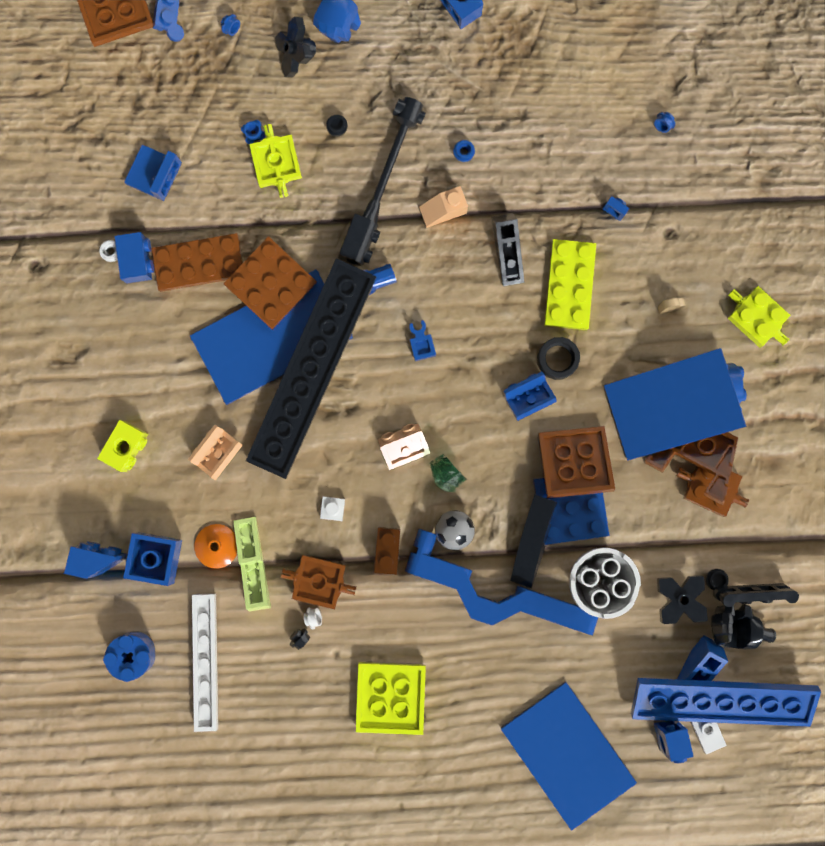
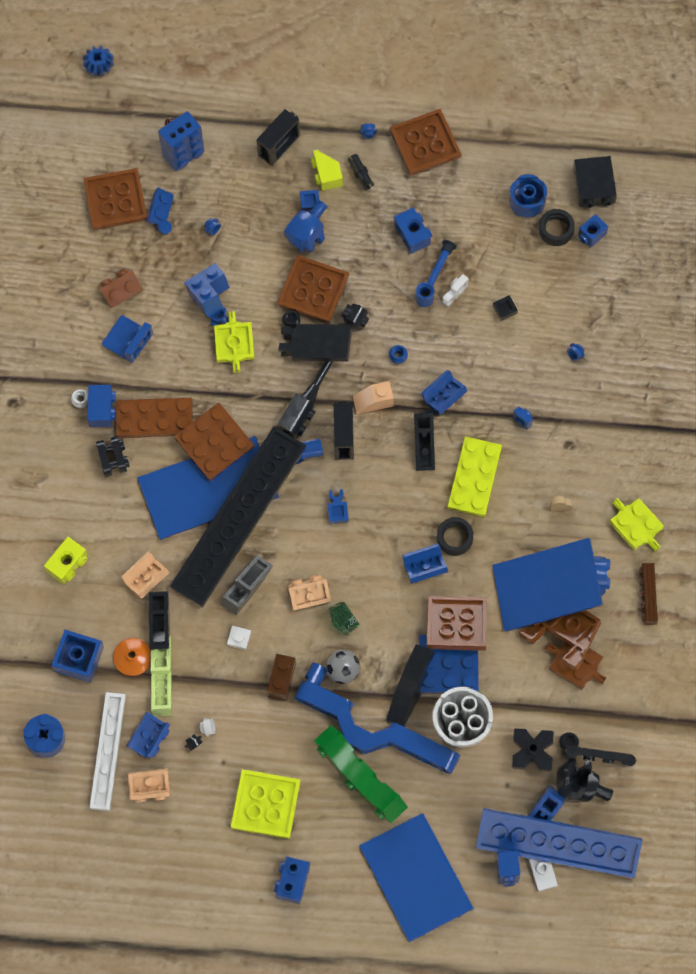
camera: 10 degrees right, 15 degrees down
(90, 560) = (27, 650): blue slope -> none
(135, 112) = (120, 287): none -> dark orange bracket
(160, 303) = (121, 462): none -> black brick
(233, 99) = (206, 287): none -> blue brick
(239, 502) = (159, 620): none -> black slope
(248, 639) = (148, 736): none -> blue bracket
(257, 696) = (149, 785): none -> light nougat bracket
(295, 46) = (265, 251): black plant -> none
(318, 582) = (217, 697): dark orange plate -> none
(332, 446) = (246, 585): none -> dark grey slope
(356, 85) = (313, 289): none -> dark orange plate
(370, 149) = (317, 342): none -> black tile
(416, 251) = (343, 430): none -> black brick
(434, 782) = (292, 880): none -> blue brick
(487, 66) = (427, 287): none -> blue piece
(493, 655) = (359, 775): none -> green brick
(520, 62) = (457, 288): none -> white plate
(522, 190) = (443, 392): none -> blue bracket
(577, 80) = (505, 308): none -> black plate
(783, 396) = (648, 594): none -> reddish brown piece

